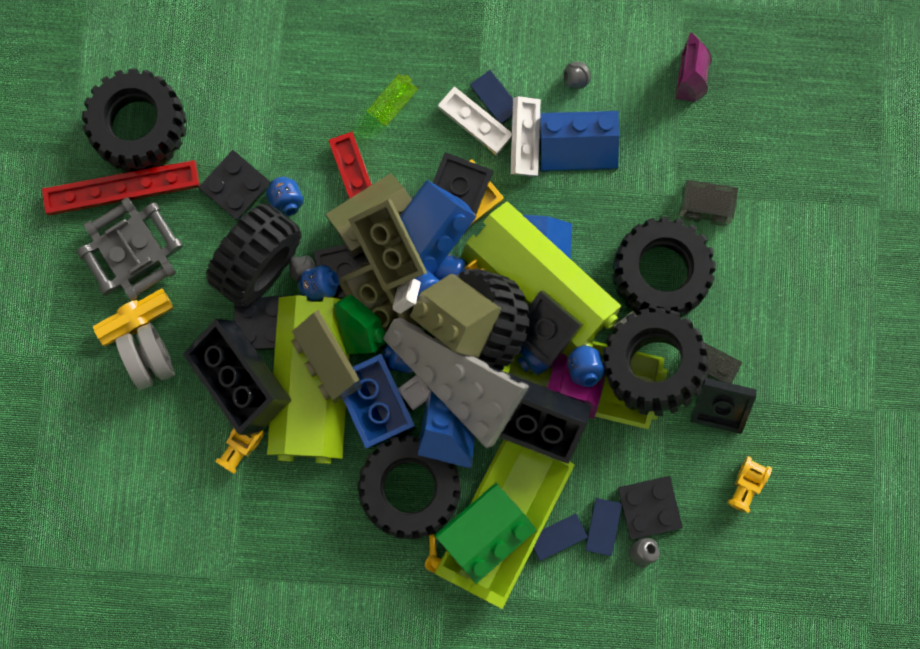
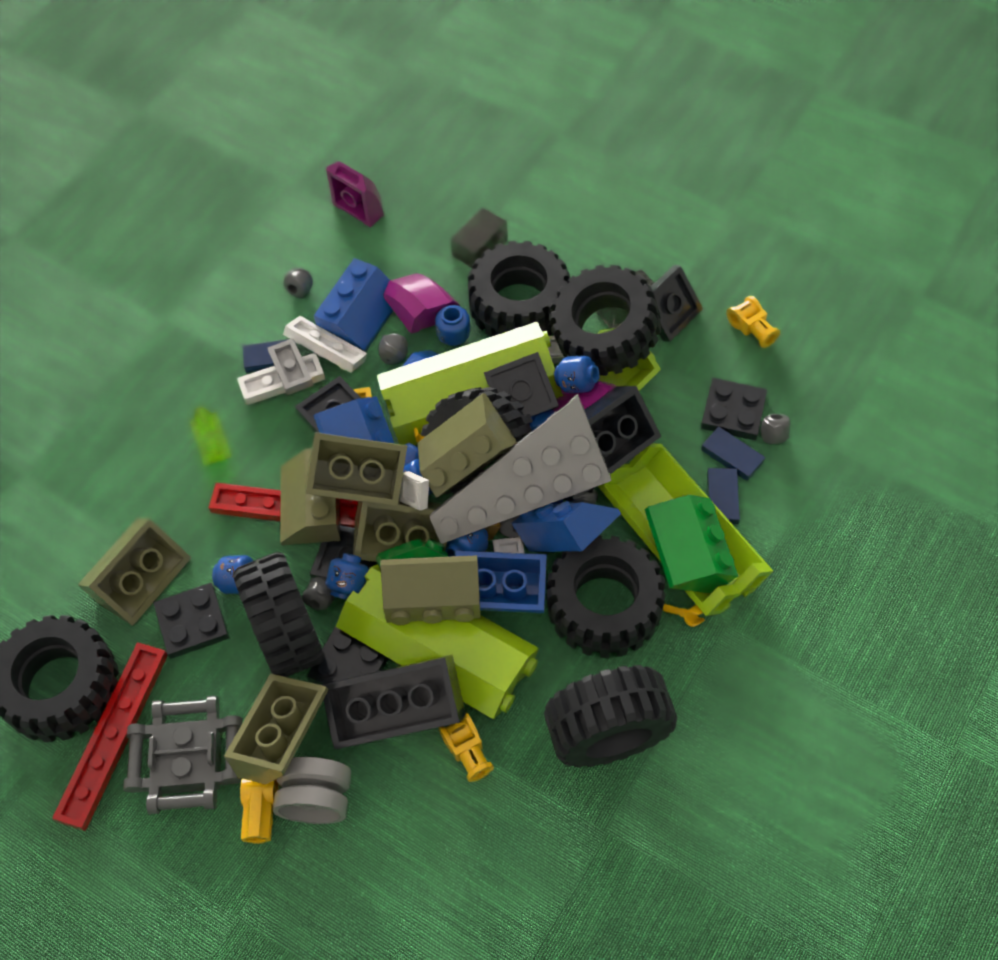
camera: 60 degrees left, 20 degrees down
(167, 306) = (274, 728): none -> olive slope
(249, 119) = (135, 570): none -> olive slope
(298, 543) = (610, 716): none -> black tyre
(483, 124) = (290, 366): none -> light grey plate
(552, 194) = (393, 348): none -> dark grey piece
(600, 231) = (452, 325): none -> blue head
(612, 188) = (417, 300): none -> magenta slope

